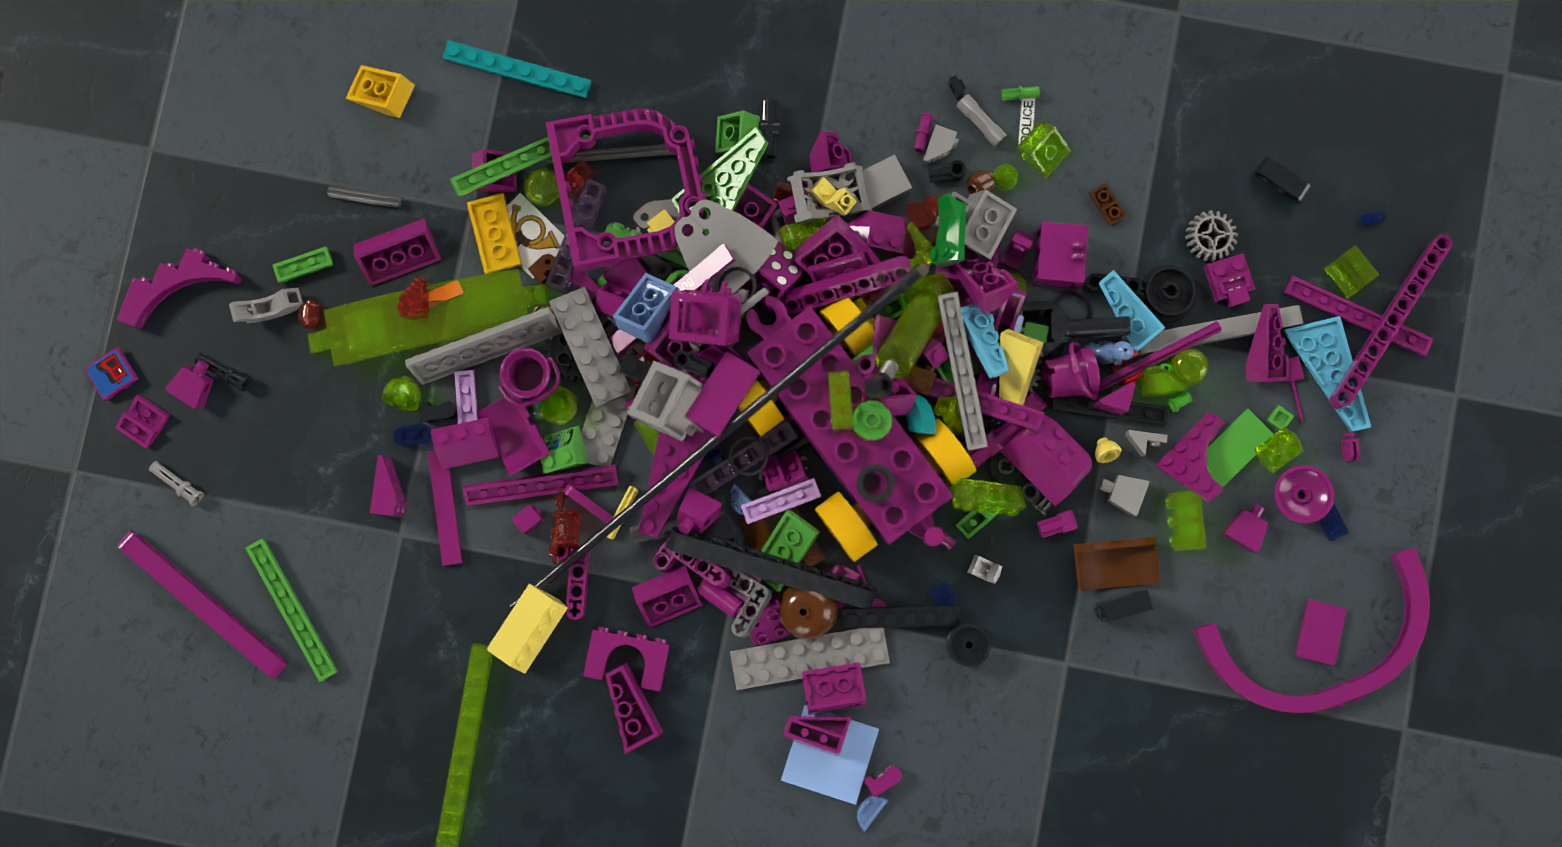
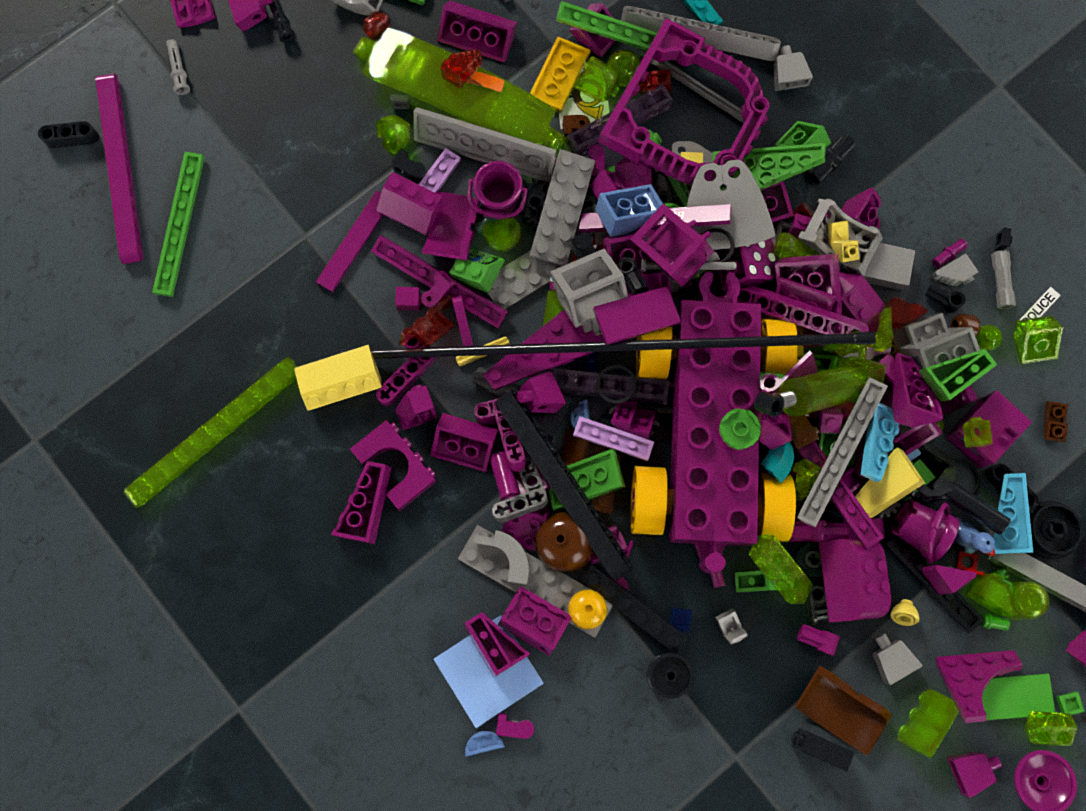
camera: 30 degrees right, 5 degrees down
(128, 615) = (76, 136): none -> black beam
(385, 362) = (400, 101): none -> dark grey tile
(387, 491) = (321, 193): magenta slope -> none
(414, 435) = (377, 170): clear blue plate -> none
(532, 216) = (599, 81): none -> clear neon green cylinder
(546, 501) = (440, 289): none -> magenta leg
(589, 102) = (718, 36): none -> light grey beam
(608, 602) = (415, 408): none -> magenta wedge
(678, 79) = (791, 70): none -> light grey torso
(769, 648) = (513, 550): none -> light grey arch
(840, 400) = (727, 392): clear neon green beam -> none
(866, 646) = (587, 609): none -> yellow cylinder
(875, 468) = (719, 479): black tyre -> none
(951, 232) = (917, 339): green slope -> none
(1002, 237) = (955, 375): none -> bright green wedge
(1020, 93) = (1051, 283): bright green axle -> none
(1053, 279) = (974, 440): none -> clear neon green brick
(1140, 439) = (940, 626): light grey slope -> none
(1160, 355) = (1011, 572): magenta axle -> none

